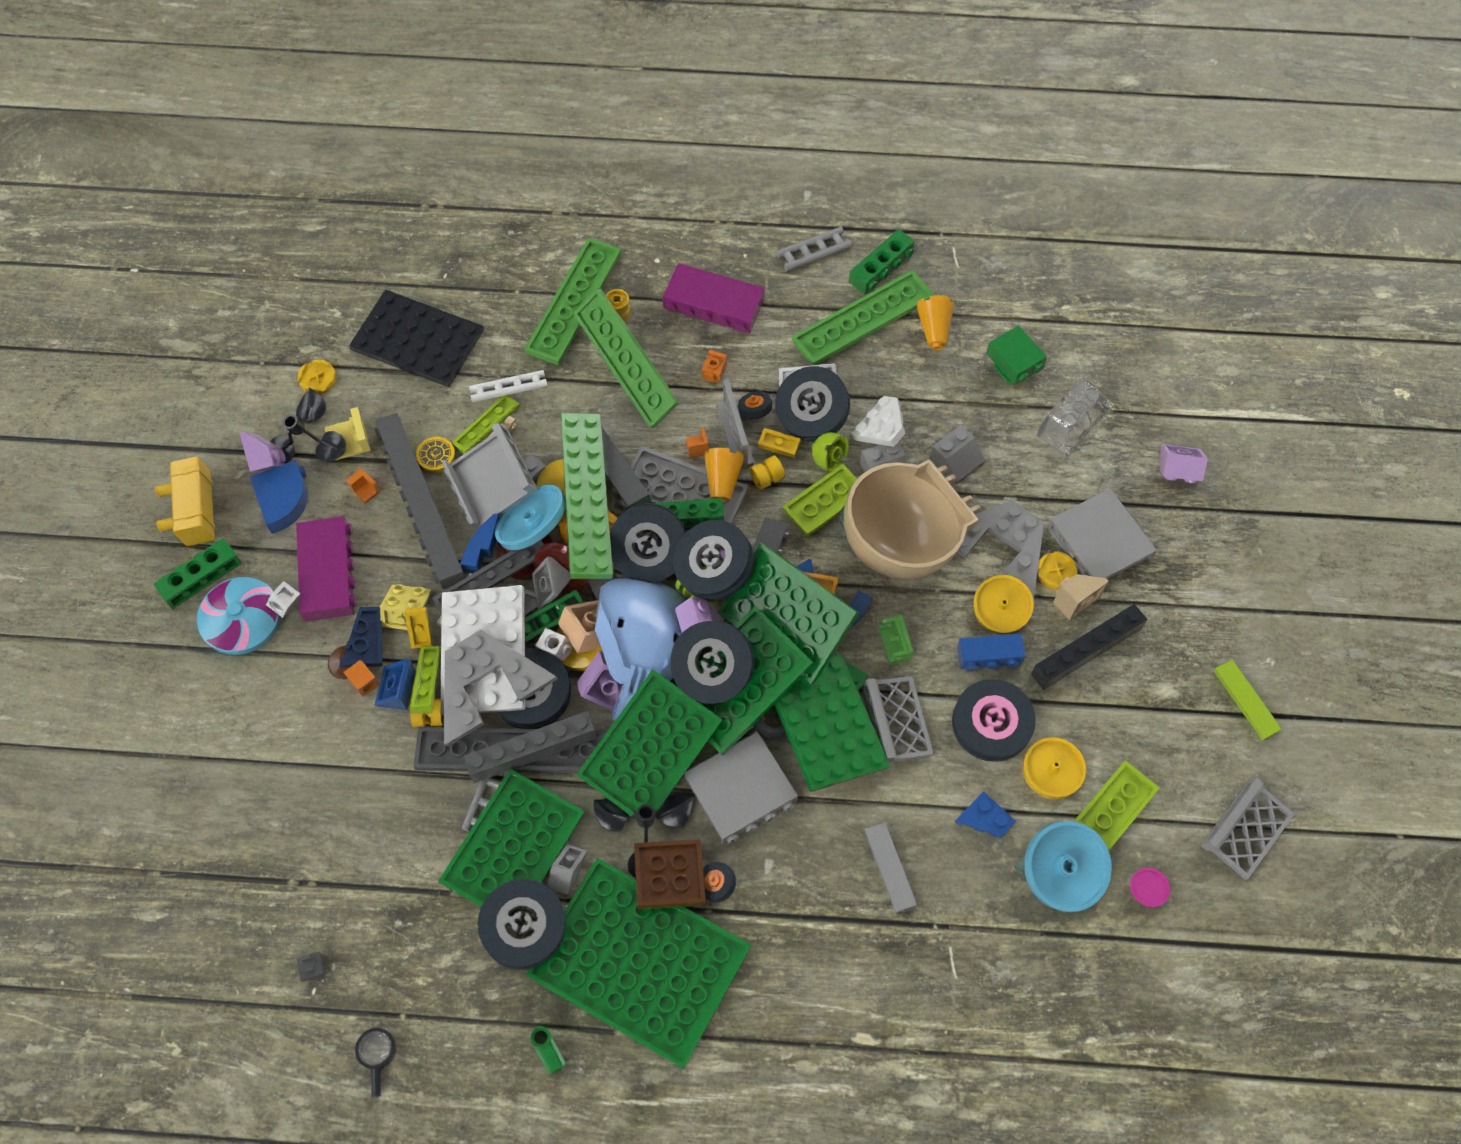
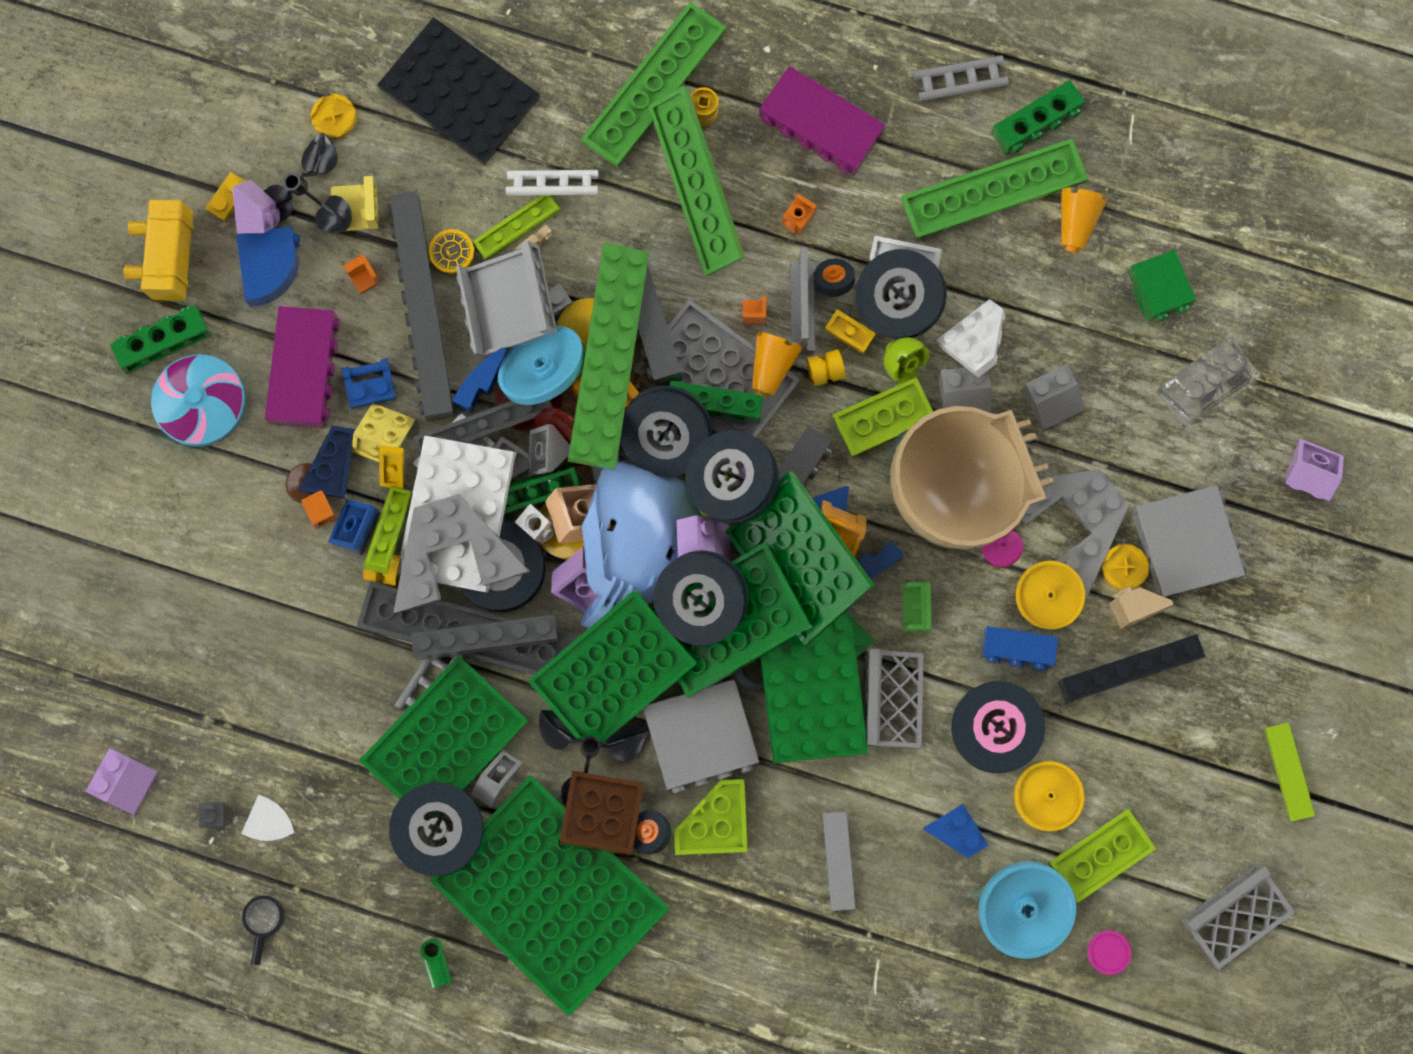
camera: 15 degrees right, 15 degrees up
(219, 955) = (121, 781): none -> lavender slope
(235, 457) = (222, 202): none -> yellow plate
(283, 599) = (249, 397): white brick -> none
(363, 960) = (267, 821): none -> white sticker
(388, 575) = (372, 390): none -> blue plate
(773, 860) = (715, 823): none -> lime plate
(951, 578) = (1004, 550): none -> dark pink piece

